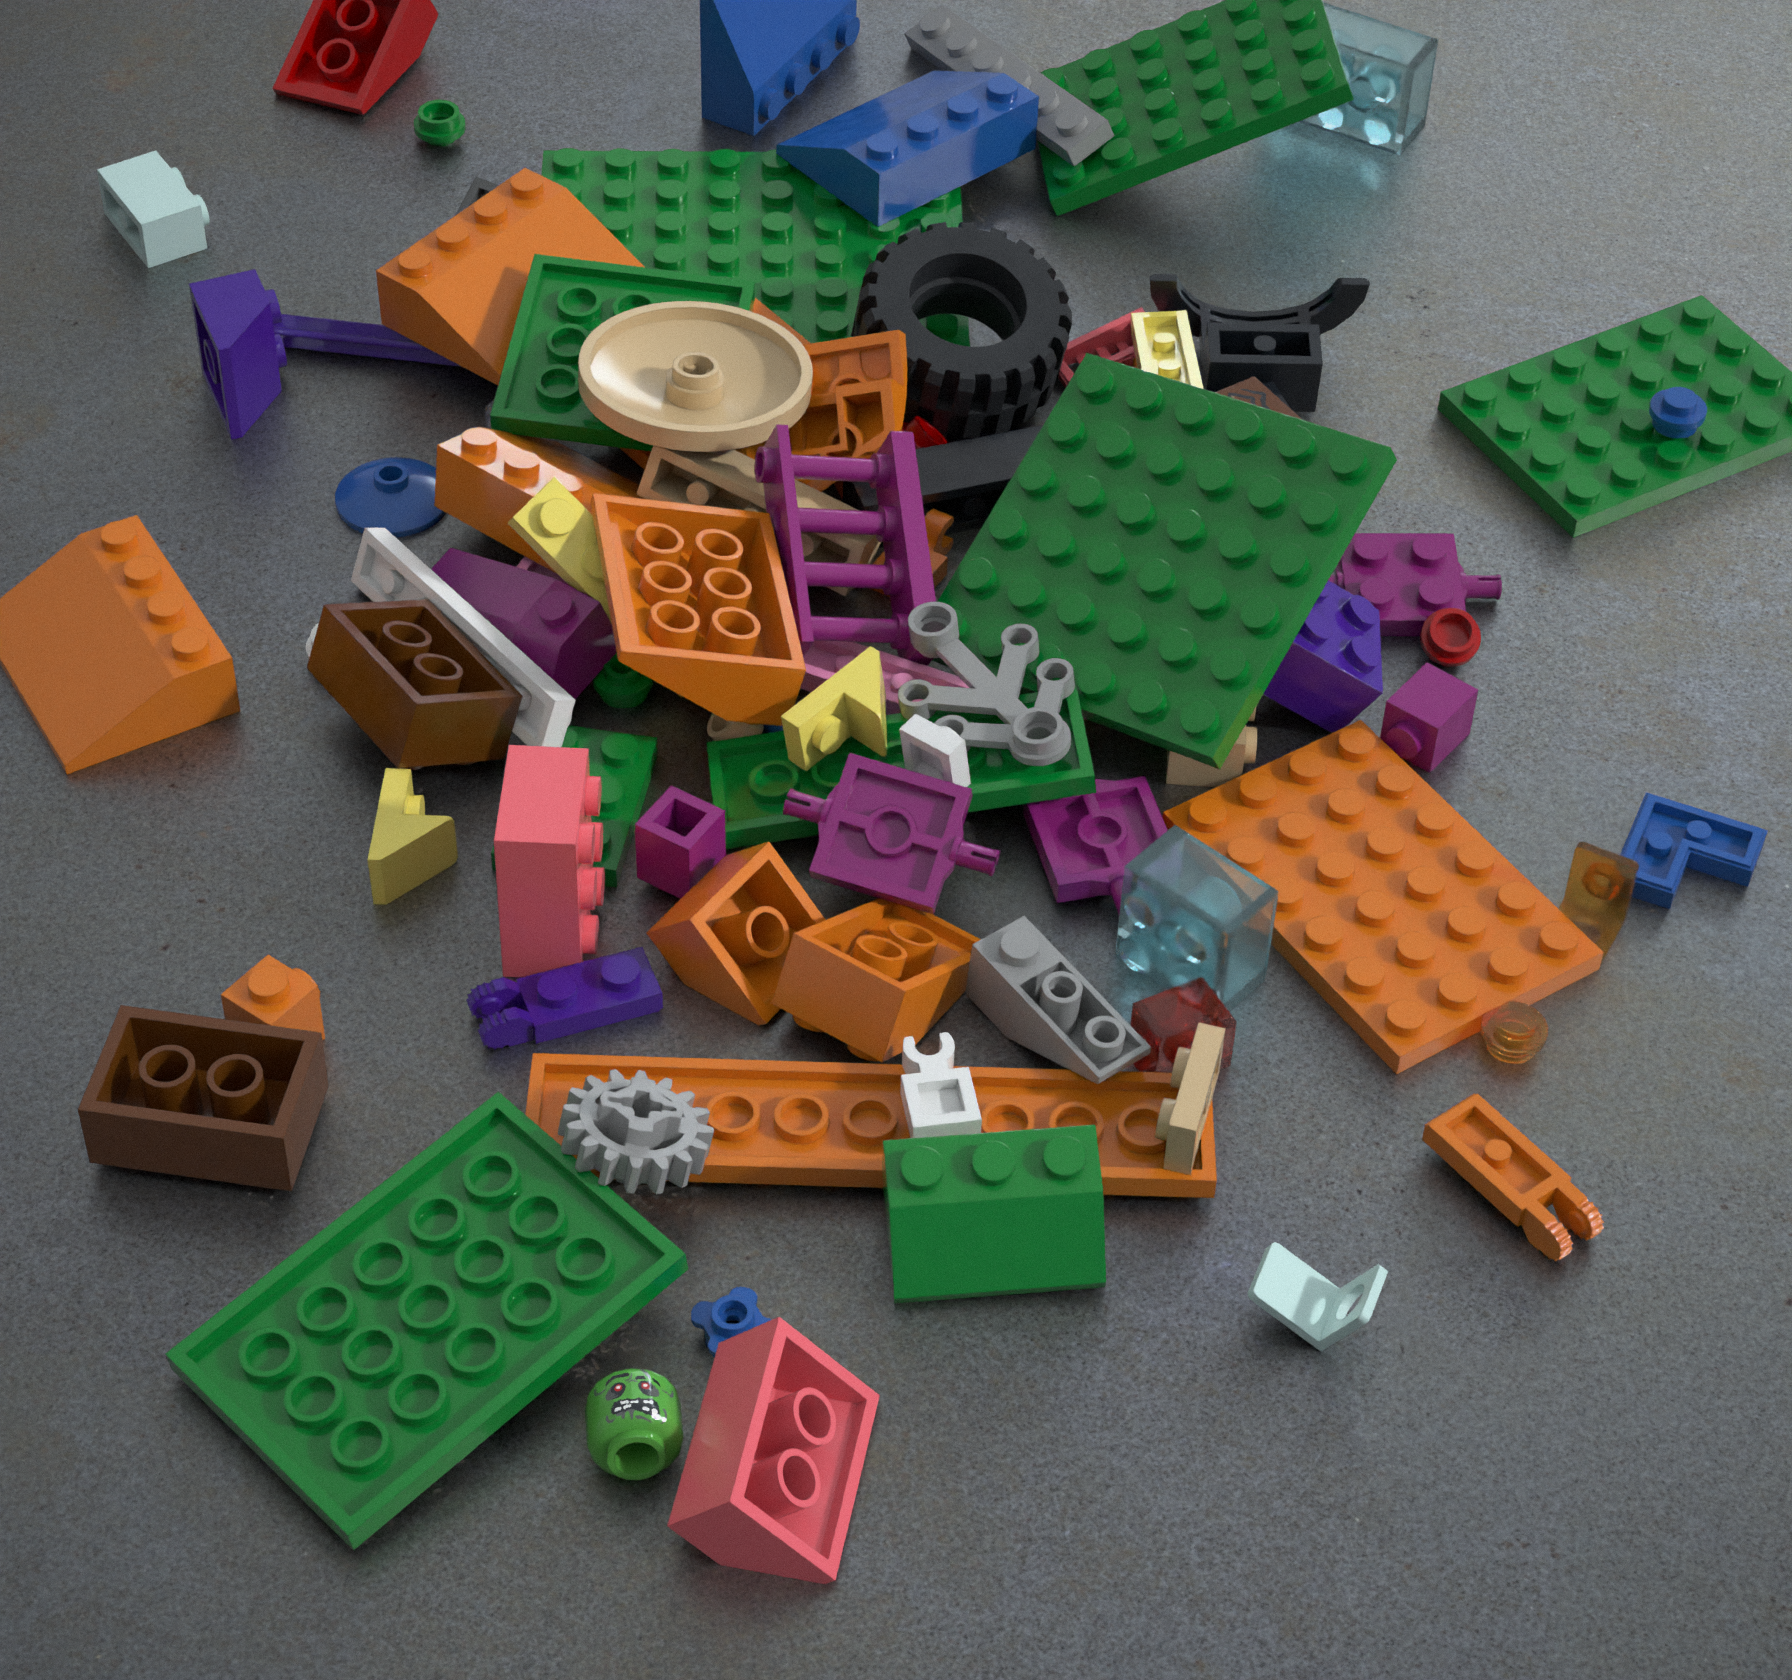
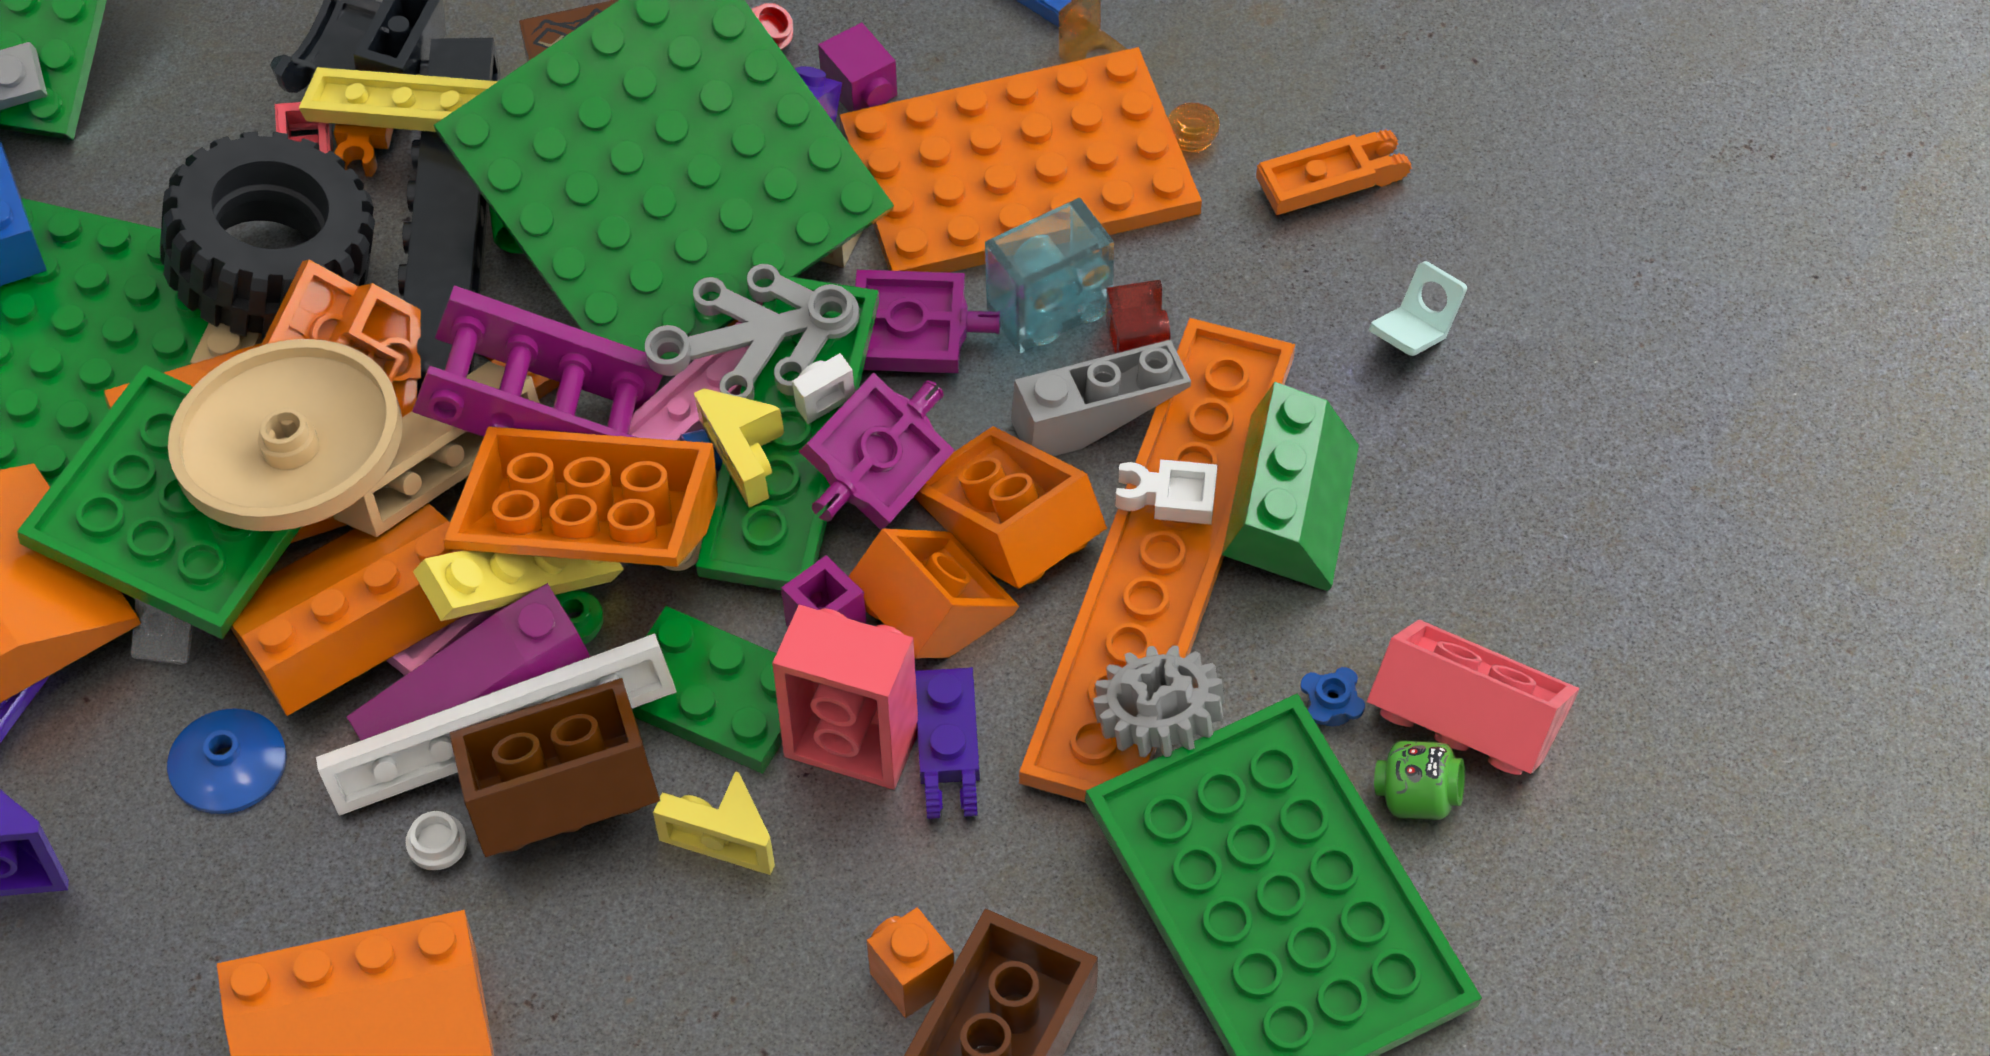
camera: 70 degrees left, 10 degrees up
(1195, 1076) = (1233, 326): tan plate -> none

